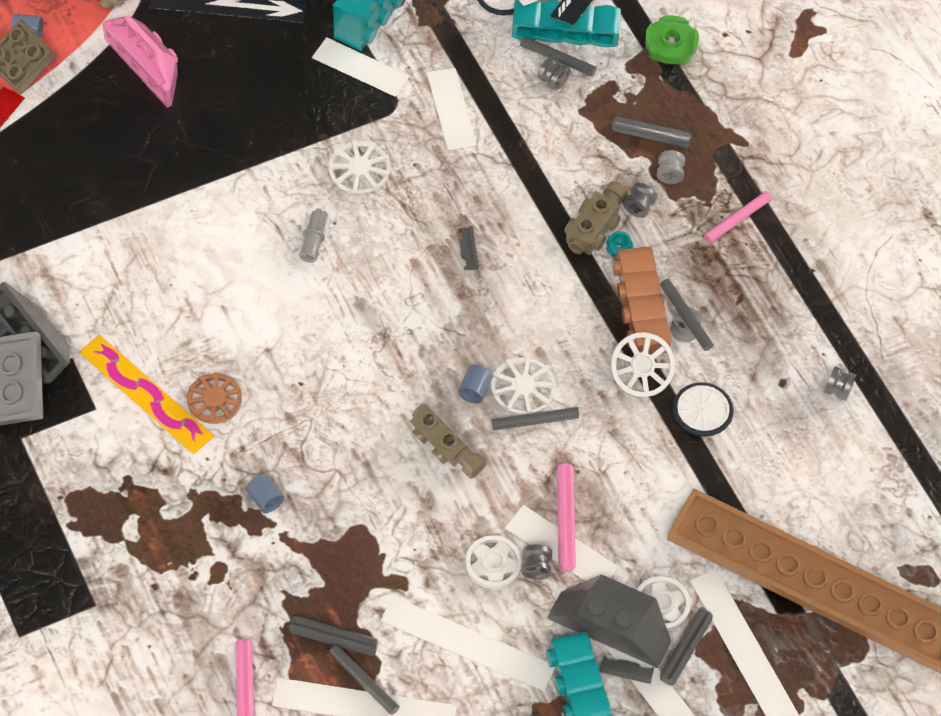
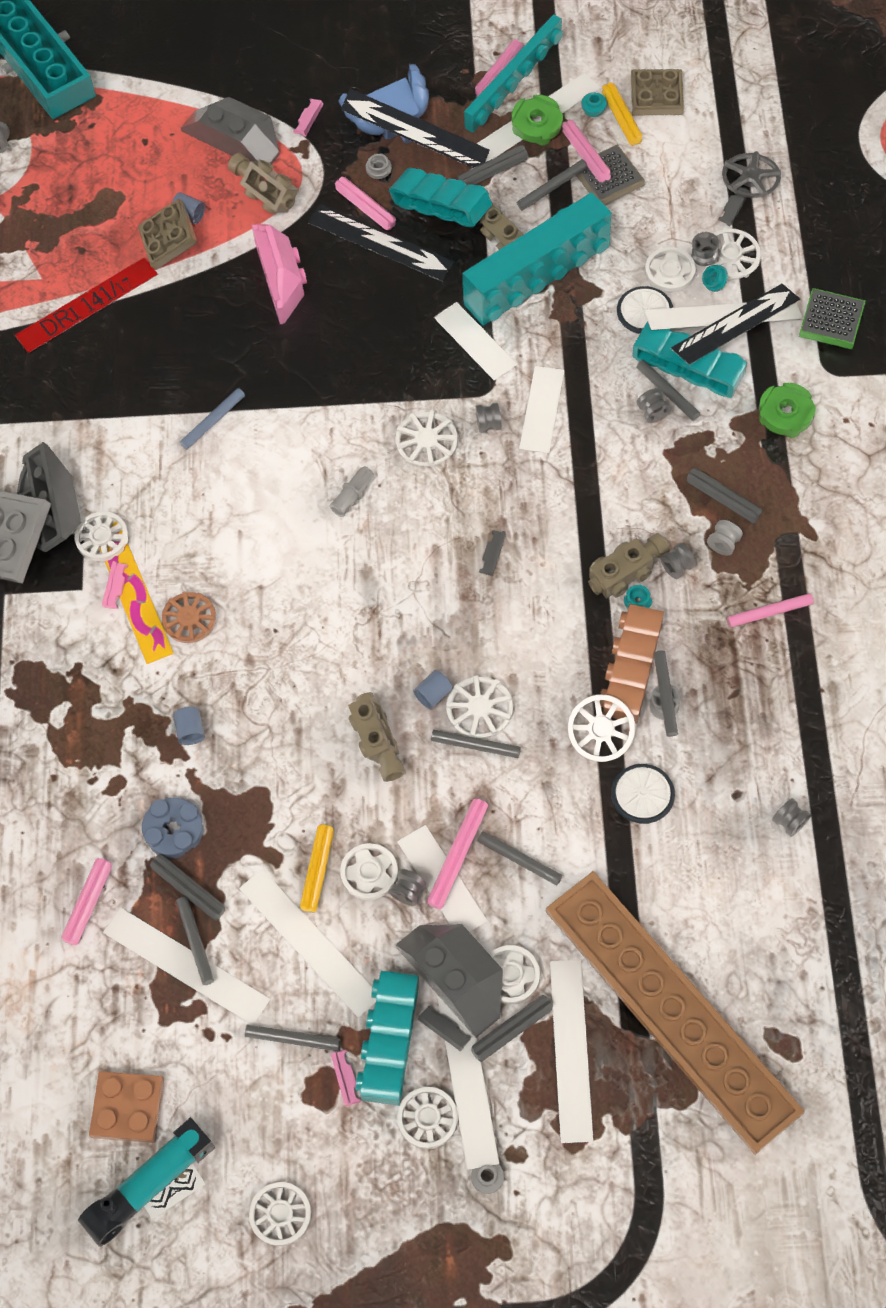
camera: 30 degrees right, 5 degrees up
(93, 353) = (101, 536): none -> white wheel
(127, 394) = (114, 585): none -> bright pink piece
(146, 213) = (212, 419): none -> sand blue bar
(287, 573) = (181, 841): none -> sand blue plate
(409, 129) = (488, 417): none -> flat silver wheel
(445, 576) = (316, 868): none -> yellow axle
(622, 502) = (519, 858): none -> dark grey piece

